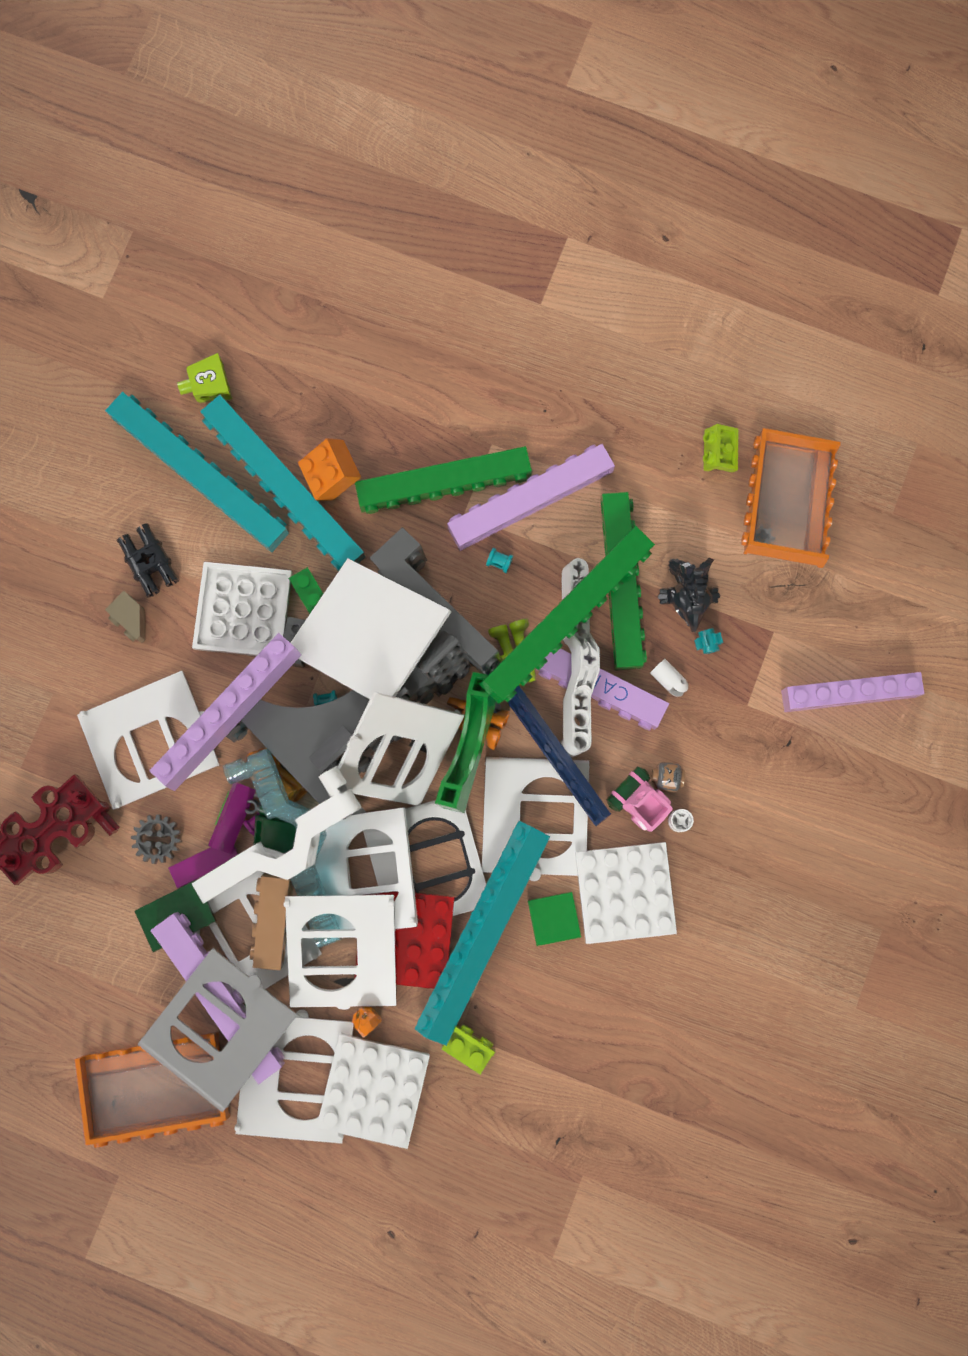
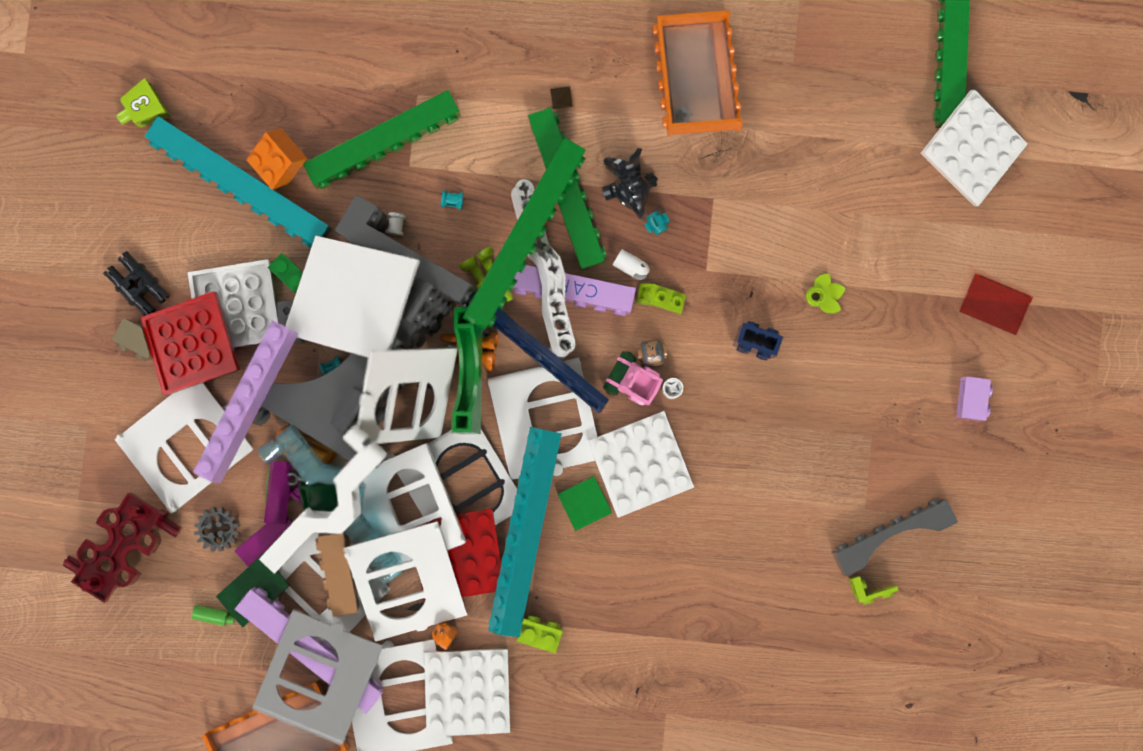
camera: 15 degrees left, 5 degrees up
(124, 930) = (212, 615): none -> bright green cylinder
(185, 635) = (190, 343): none -> red plate
(197, 472) = (160, 193): teal brick -> none
(433, 569) = (395, 224): none -> white bush
(530, 497) = (465, 134): lavender brick -> none
(640, 486) = (561, 97): none -> dark brown slope
(693, 720) = (660, 297): none -> lime bracket
(721, 448) = (624, 44): lime bracket -> none
(786, 794) = (757, 340): none -> dark blue brick
(829, 1094) = (859, 587): none -> lime bracket
(835, 1056) = (855, 555): none -> dark grey arch
(852, 692) = (795, 234): lavender brick -> none
(871, 764) = (827, 292): none -> lime plate

